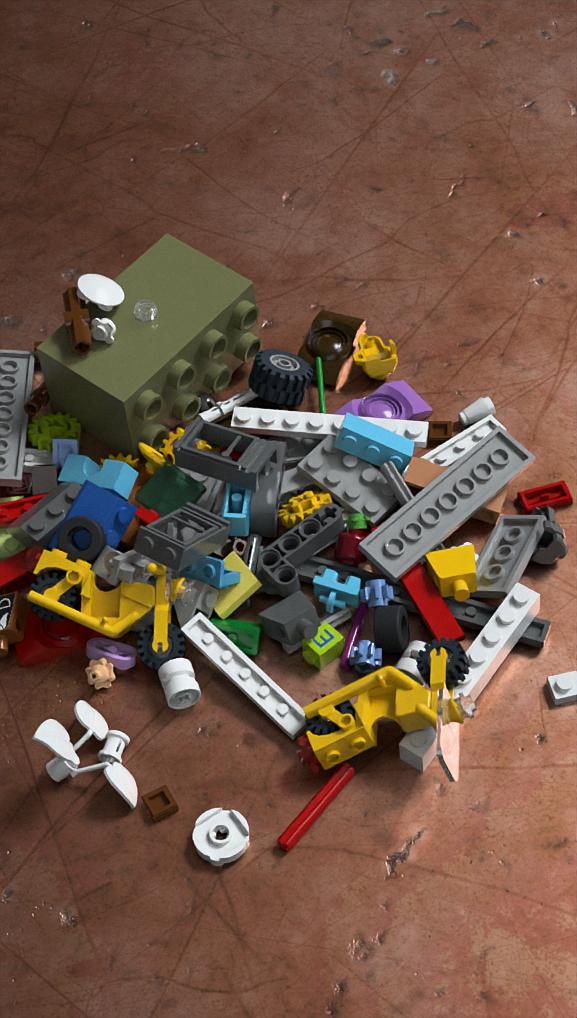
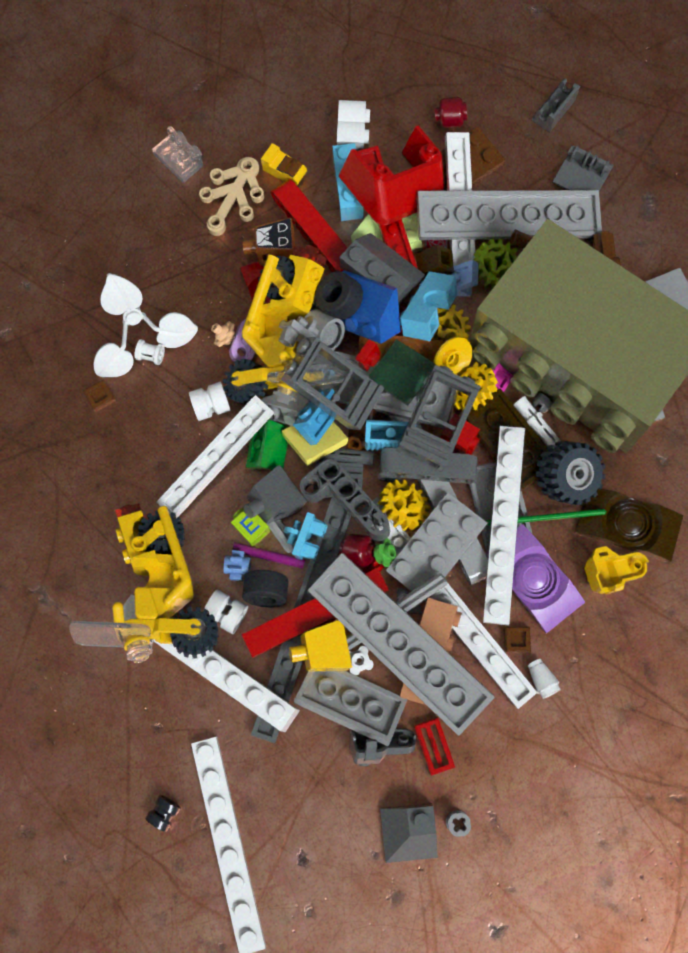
camera: 90 degrees right, 25 degrees up
(77, 322) = (577, 250): reddish brown piece -> none
(100, 291) = (617, 267): white dish -> none
(103, 330) = (565, 277): white plate -> none
(145, 310) = (596, 310): clear plate -> none
(224, 850) = (51, 442): white plate -> none
(315, 806) = (88, 524): red axle -> none
(373, 443) = (474, 567): medium azure brick -> none
(376, 593) = (296, 573): medium blue gear -> none

